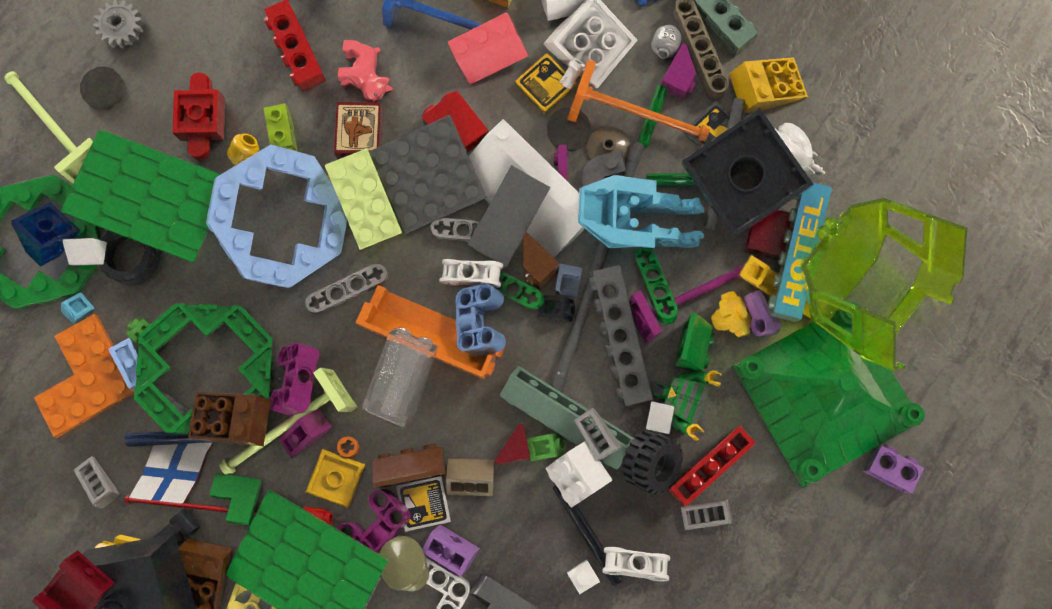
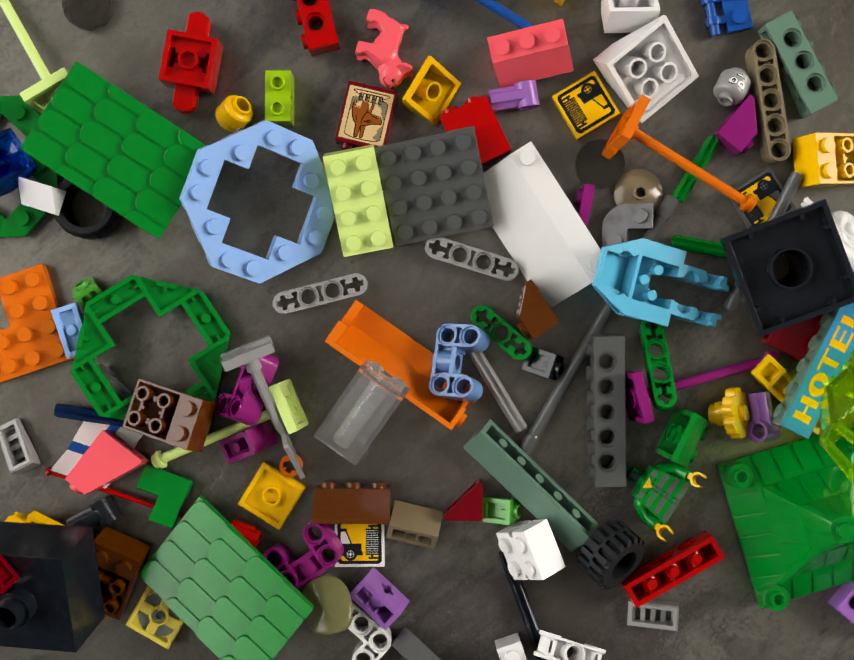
camera: 10 degrees right, 10 degrees up
(76, 308) = (23, 253): medium azure slope -> none
(177, 479) = (104, 463): none -> coral slope
(291, 347) = (249, 357): none -> light grey piece
(409, 97) = (430, 91): none -> yellow slope
(457, 273) = (474, 311): white piece -> none
(488, 86) = (521, 96): none -> medium lavender piece
(509, 215) = (515, 253): dark grey slope -> none
(521, 341) = (498, 391): none -> light grey axle
(568, 280) = (562, 336): sand blue panel -> none
(572, 73) = (619, 103): white pin -> none
(603, 429) = (555, 527): light grey slope -> none
(660, 417) = (628, 506): white panel -> none

